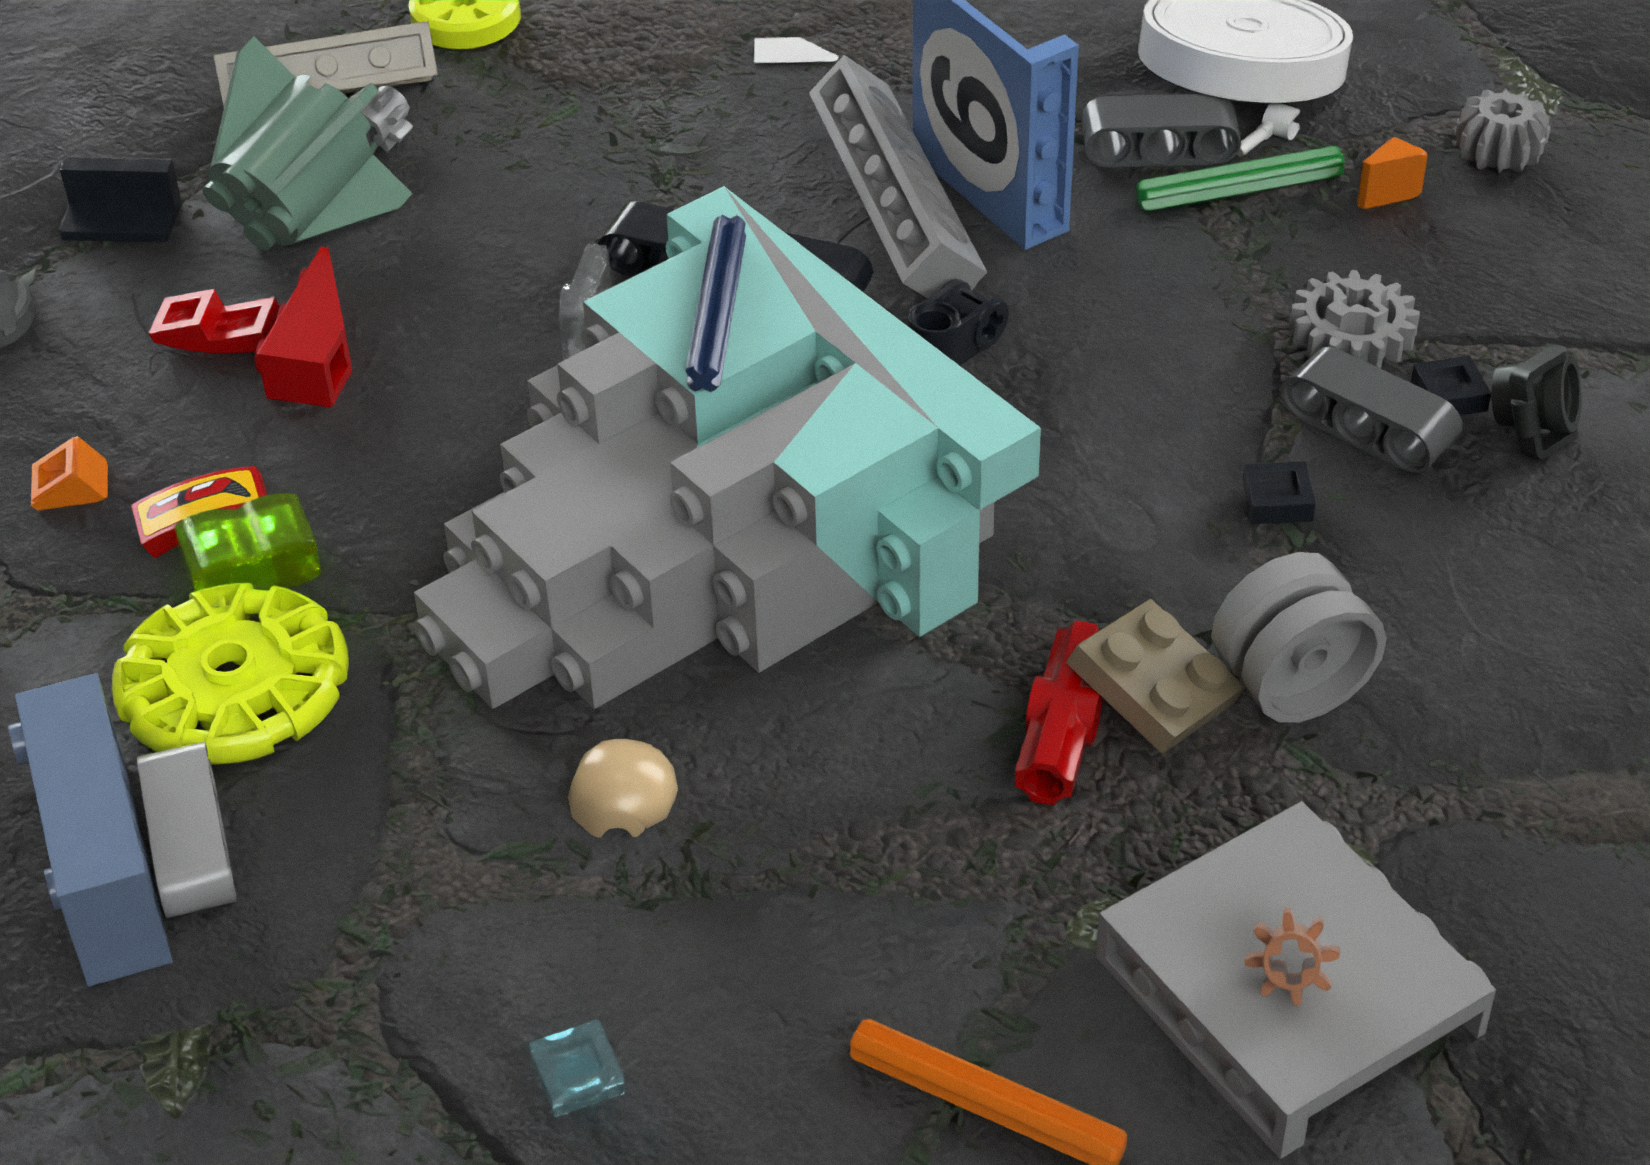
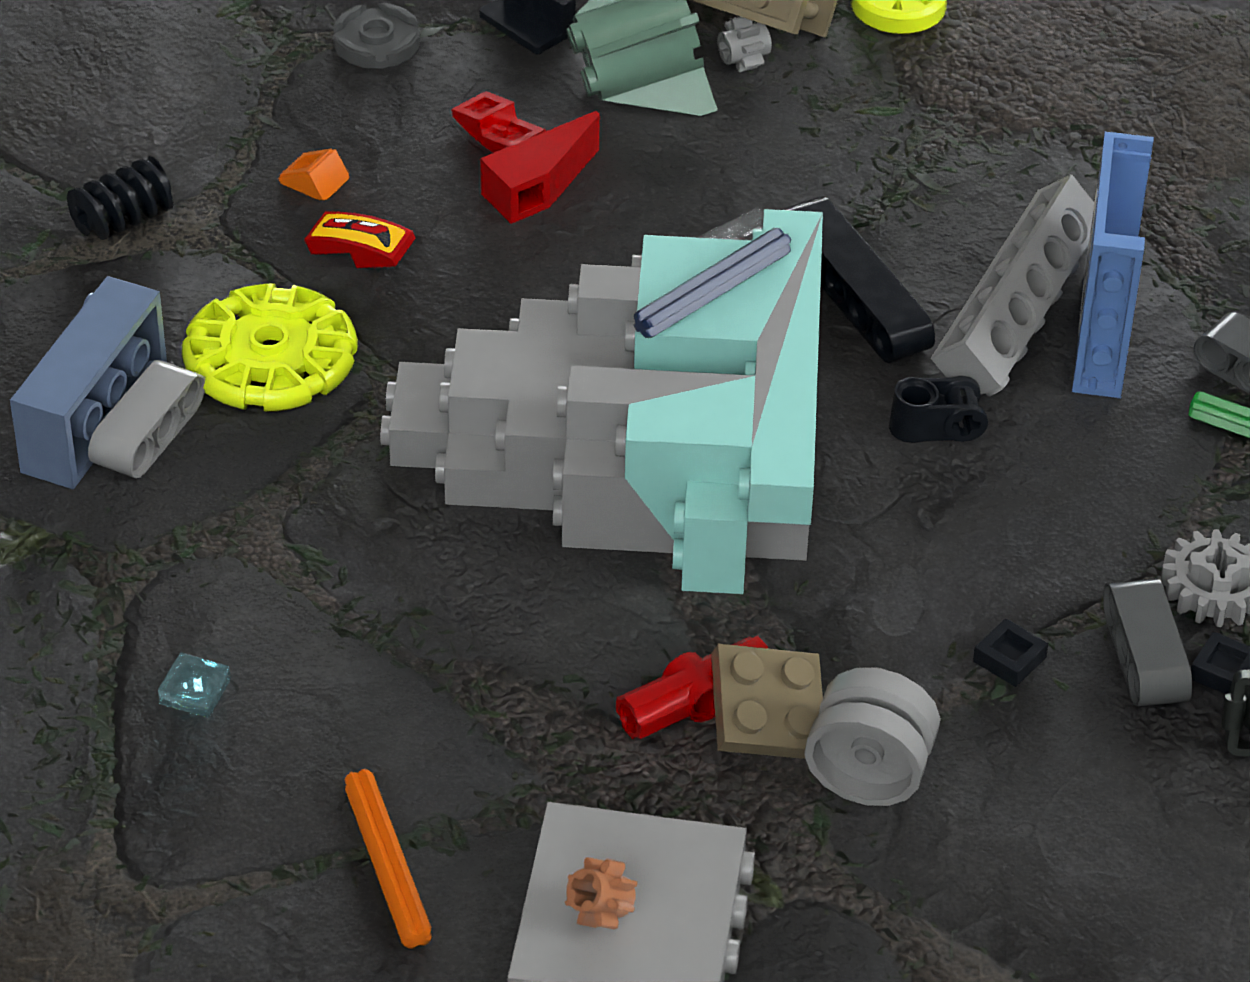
camera: 40 degrees right, 0 degrees up
(256, 544) = (357, 280): clear neon green brick -> none
(622, 787) = (398, 555): tan hair -> none
(789, 50) = (1083, 150): white sticker -> none

